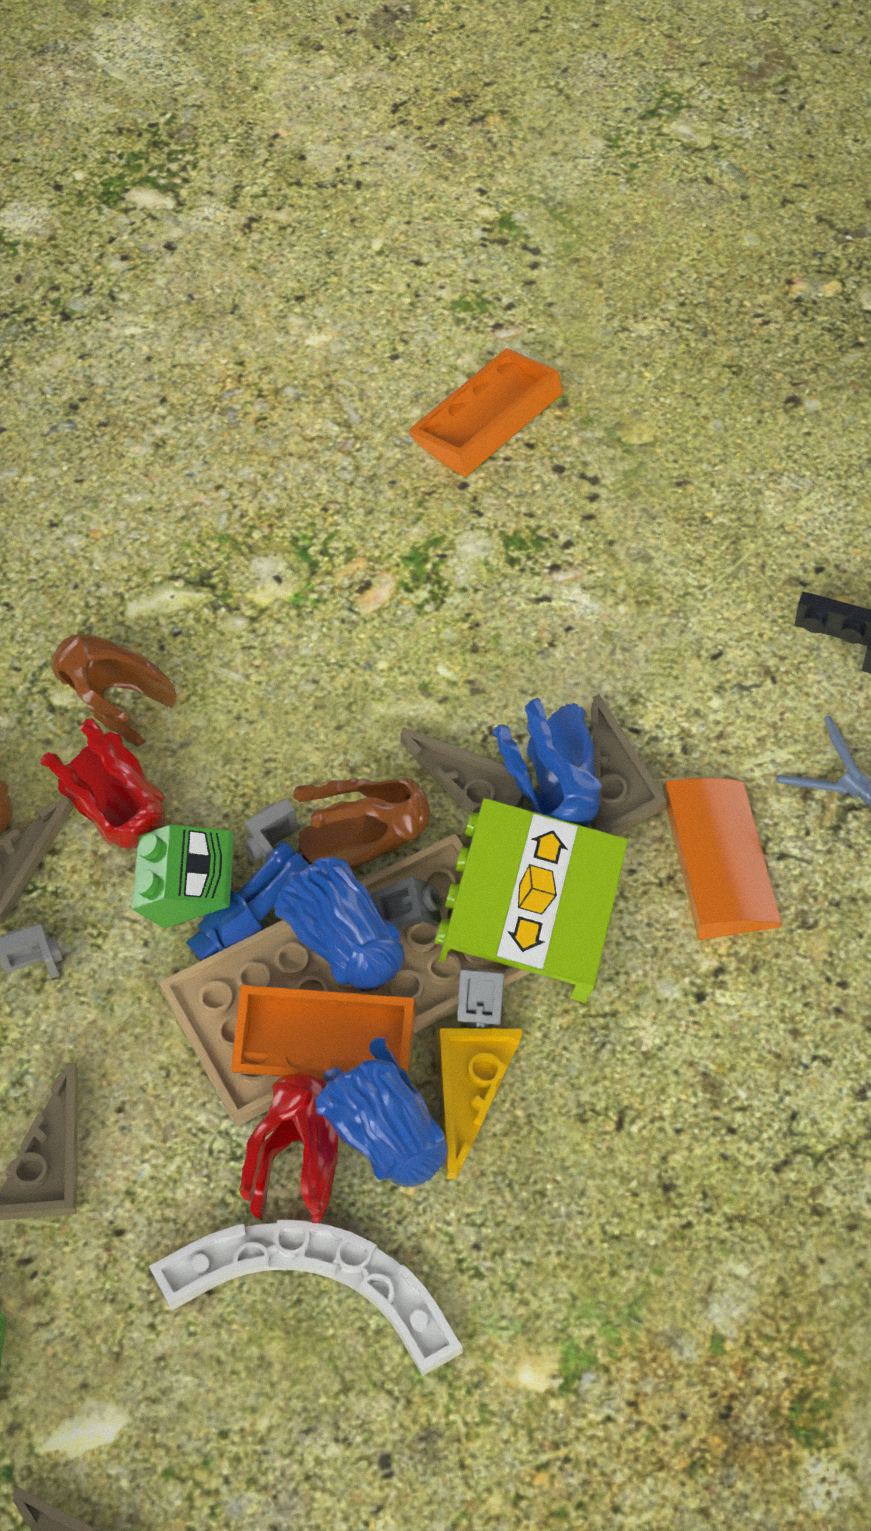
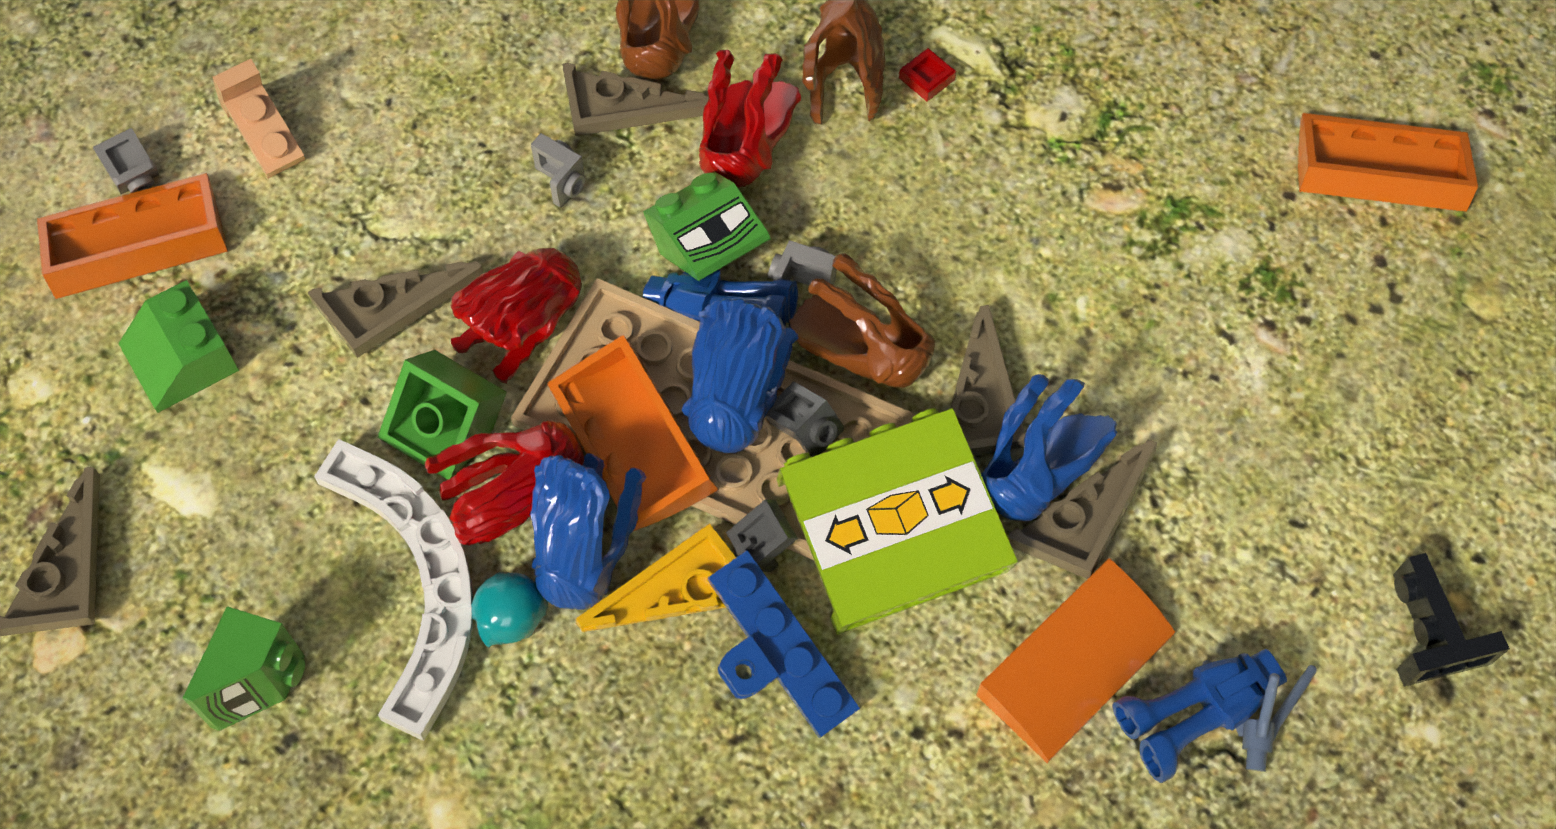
camera: 50 degrees right, 5 degrees up
(141, 1052) = (517, 305): none -> red hair
(165, 641) = (927, 74): none -> red tile
(187, 1173) = (438, 407): none -> bright green slope
(311, 1443) = (244, 669): none -> bright green slope
(398, 1221) = (507, 608): none -> teal hair
(575, 1045) = (776, 648): none -> blue plate
(817, 778) = (1229, 695): none -> blue piece

